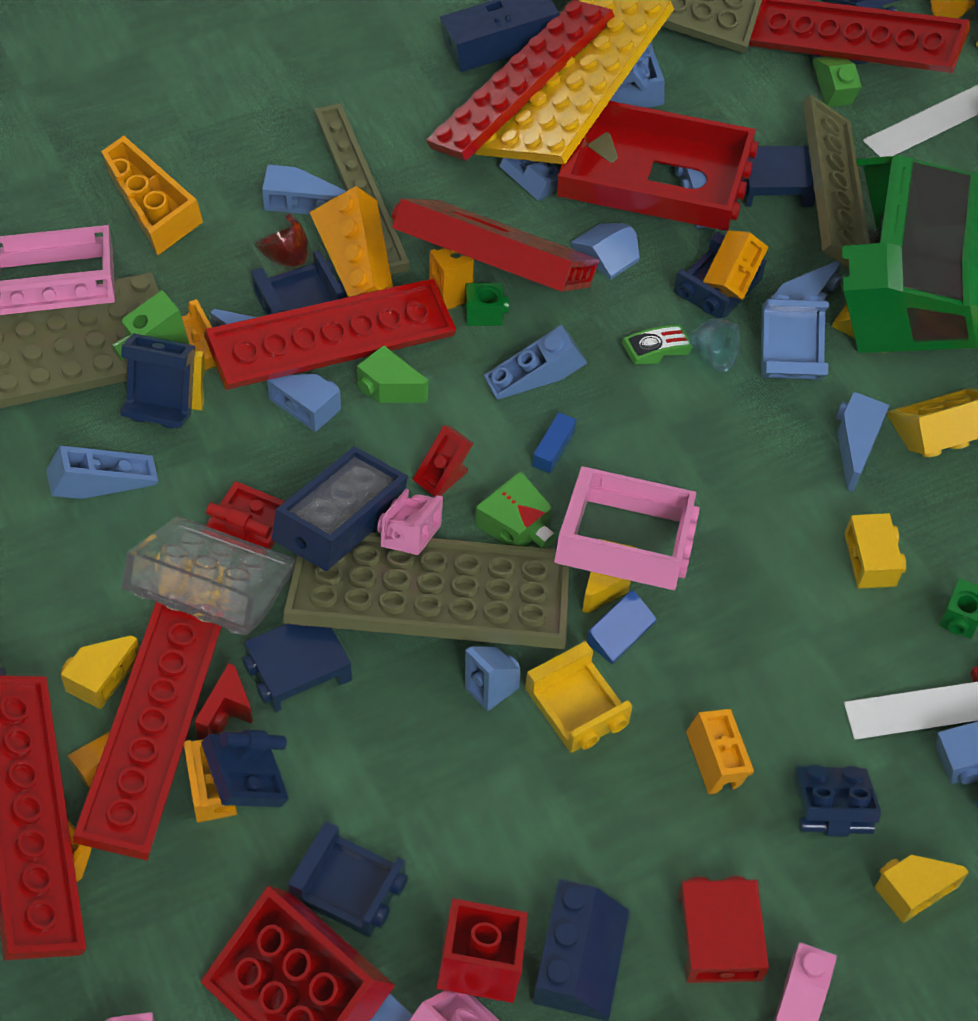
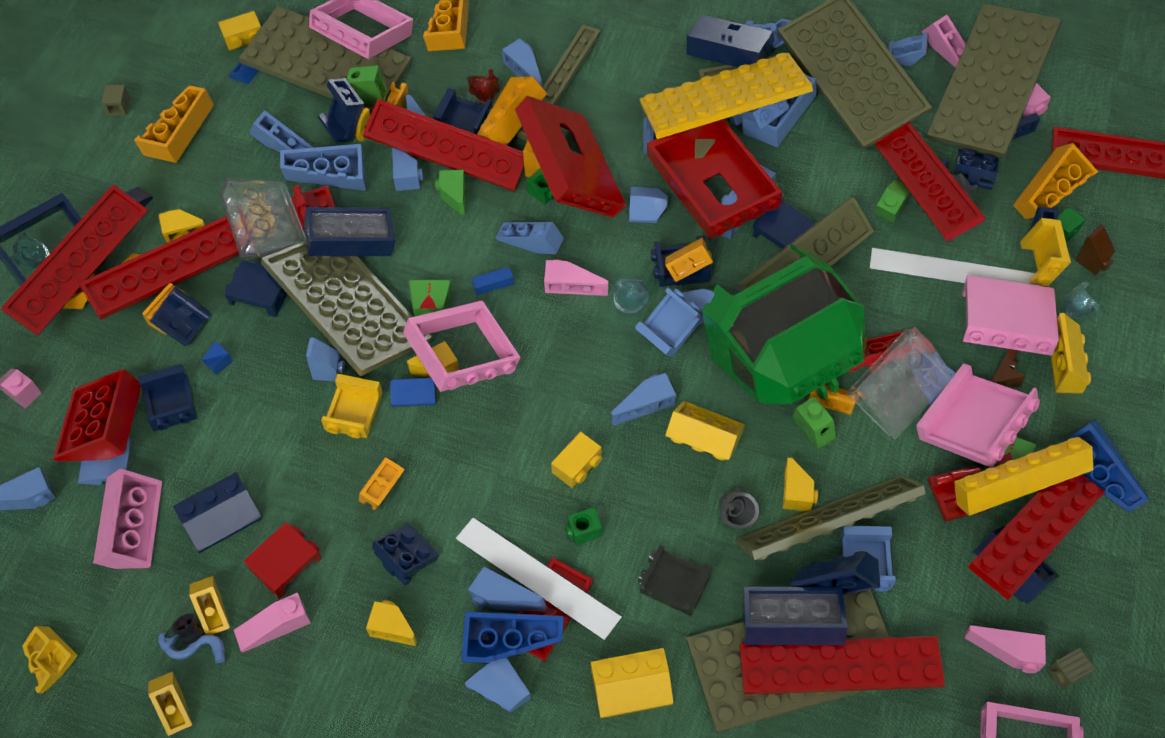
camera: 50 degrees right, 5 degrees up
(210, 459) = (330, 166): none -> medium blue wedge
(225, 700) = (211, 279): red slope -> none
(345, 783) = (217, 358): none -> blue slope
(410, 522) = (373, 264): bright pink hinge -> none
(444, 462) = (427, 249): red slope -> none
(482, 950) = (174, 472): red brick -> none
(519, 80) = (699, 77): red plate -> none
(636, 375) = (569, 278): none -> bright pink slope
(654, 343) = (605, 269): slope -> none

